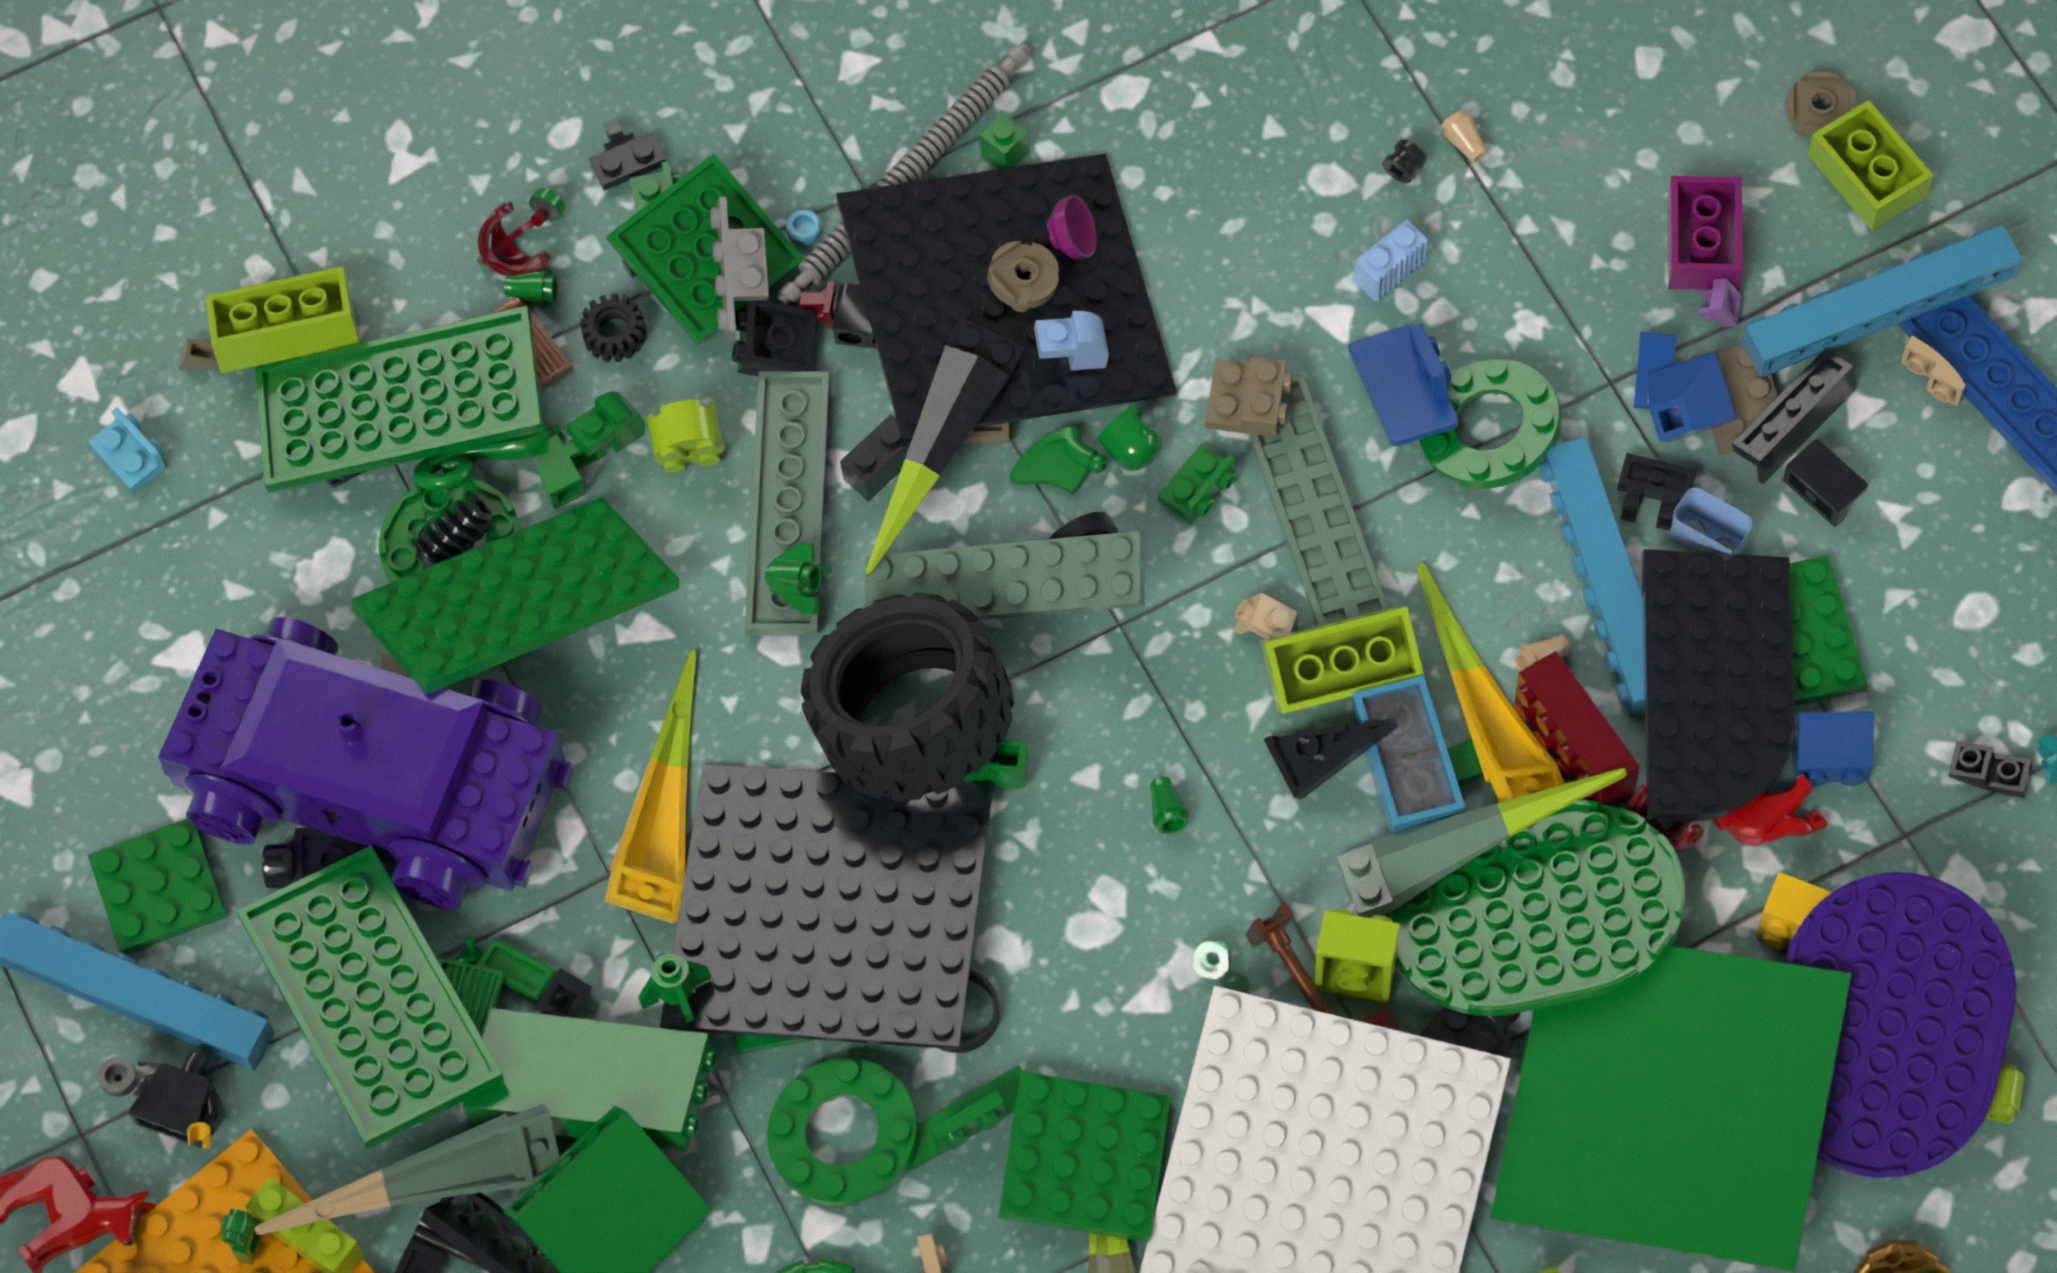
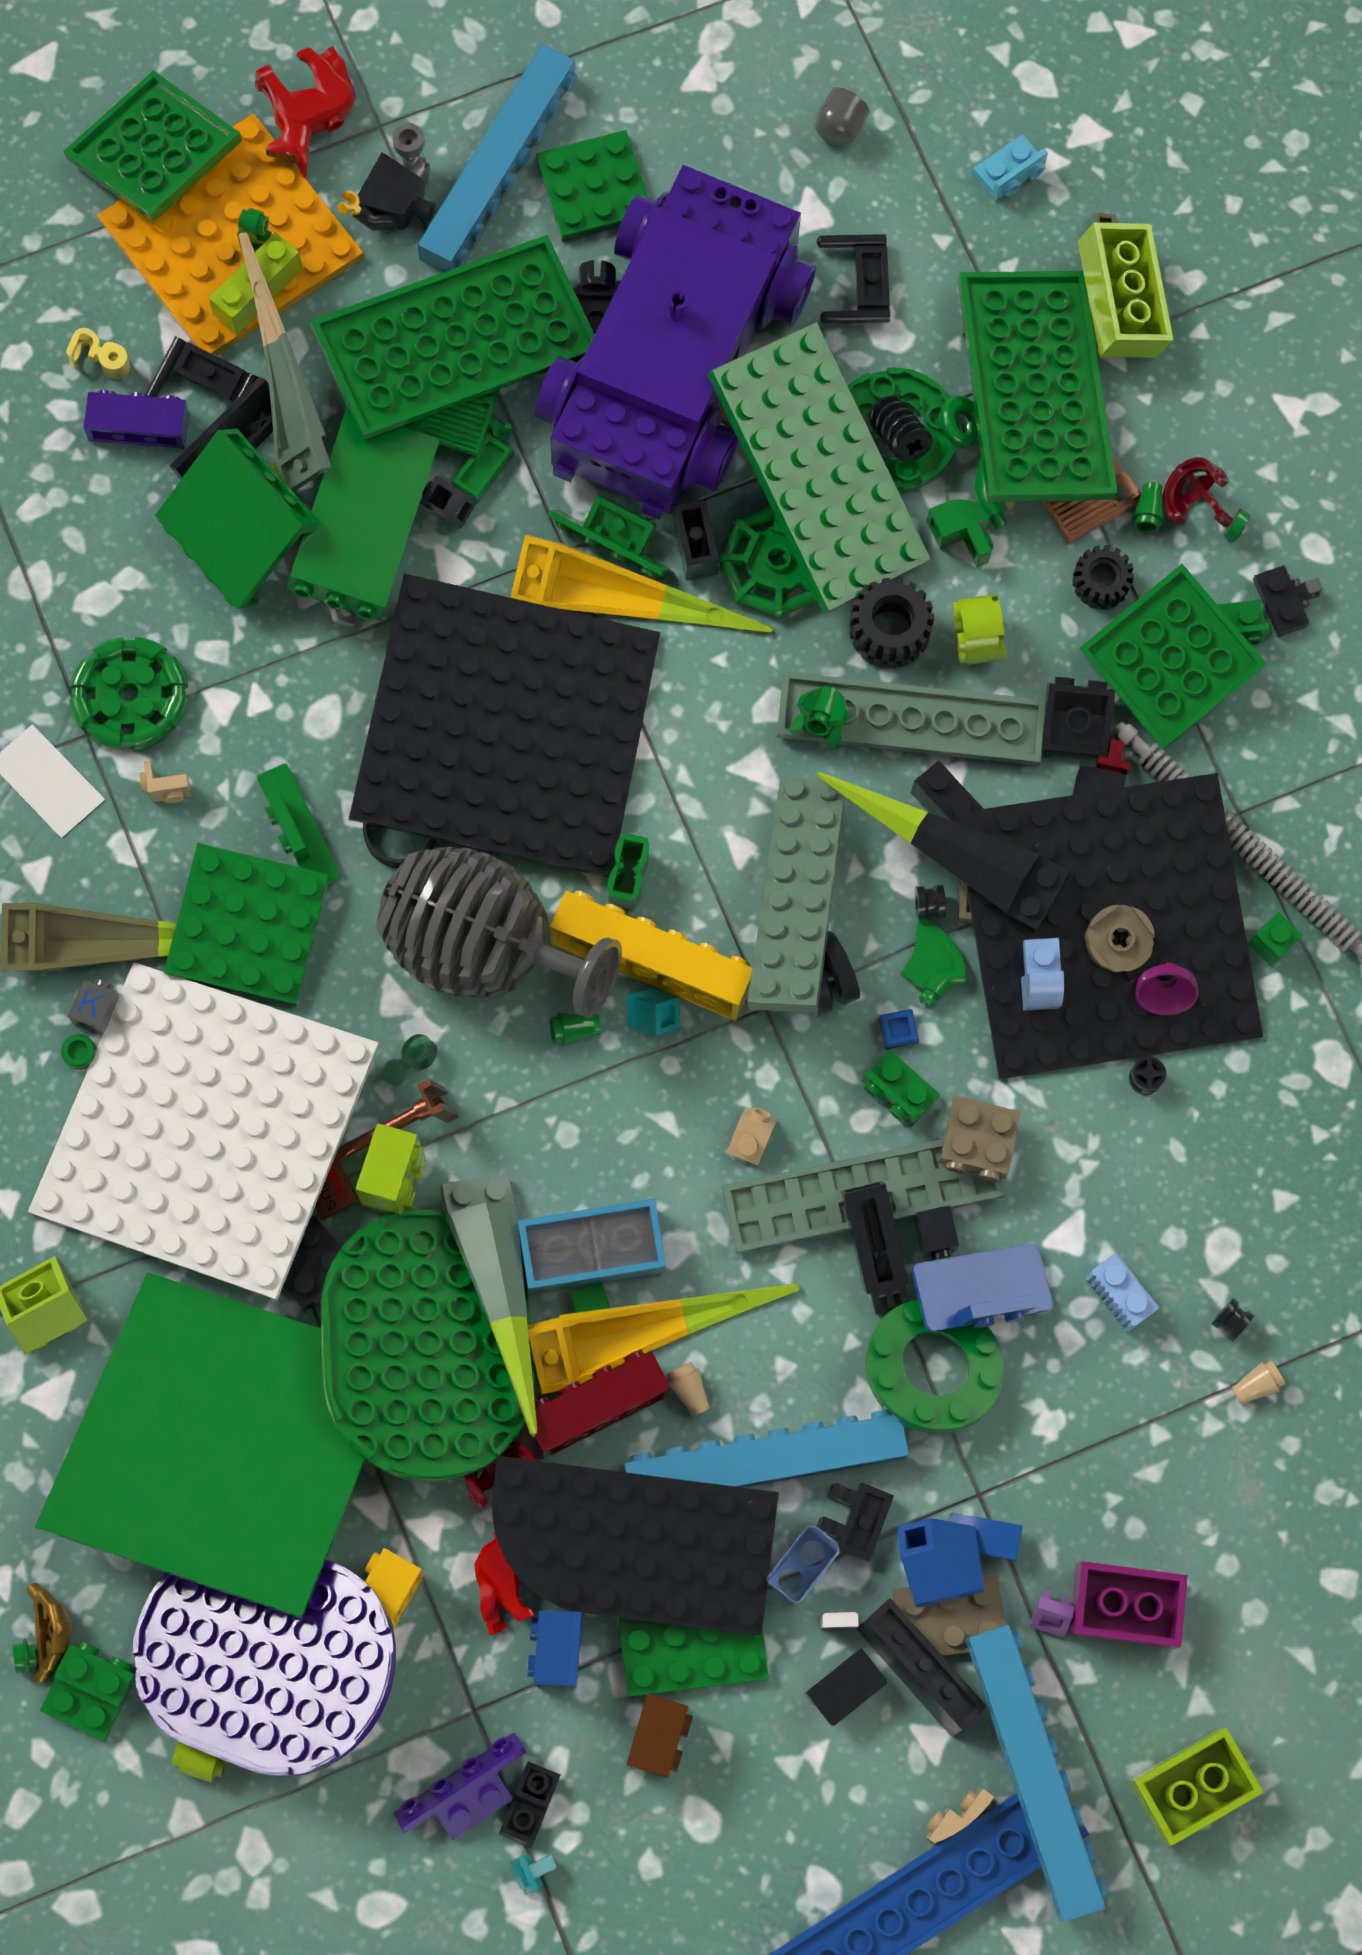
camera: 85 degrees right, 10 degrees up
(72, 623) = (841, 117): none -> dark grey helmet
(270, 582) = (870, 275): none -> black plate
(586, 817) = (617, 530): none -> green bracket
(598, 729) = (695, 540): none -> black brick
(608, 422) = (1000, 564): green brick -> none
(615, 669) = (760, 569): none -> green plate
(673, 982) = (434, 580): green brick -> none
(677, 500) = (895, 598): none -> black tyre
(741, 266) = (1145, 683): light grey bracket -> none
(803, 227) = (1200, 753): medium azure tile -> none
(871, 1174) = (297, 767): green plate -> none
(932, 748) = (714, 746): black tyre -> none
(992, 467) = (930, 901): none -> black wheel
(1078, 890) = (480, 929): none -> dark grey plant
(1082, 727) = (654, 955): none -> yellow brick
(1130, 440) = (941, 1024): green helmet -> none
(1133, 491) = (898, 1029): none -> blue tile
(1140, 727) = (654, 1011): none -> teal panel
(1159, 244) = (1152, 1071): none -> black wheel
(1315, 756) = (604, 1166): black wing -> none
(1341, 658) = (694, 1195): lime brick -> none
(1350, 434) = (936, 1233): none -> black brick
(1351, 489) = (873, 1232): none -> black hinge
(1760, 494) = (839, 1620): none -> white tile
(1806, 92) = (1289, 1735): dark tan plate -> none
(1905, 644) = (658, 1735): none -> reddish brown brick
(1950, 1216) = (89, 1690): none -> green plate
(1989, 830) = (465, 1794): none -> dark purple bracket

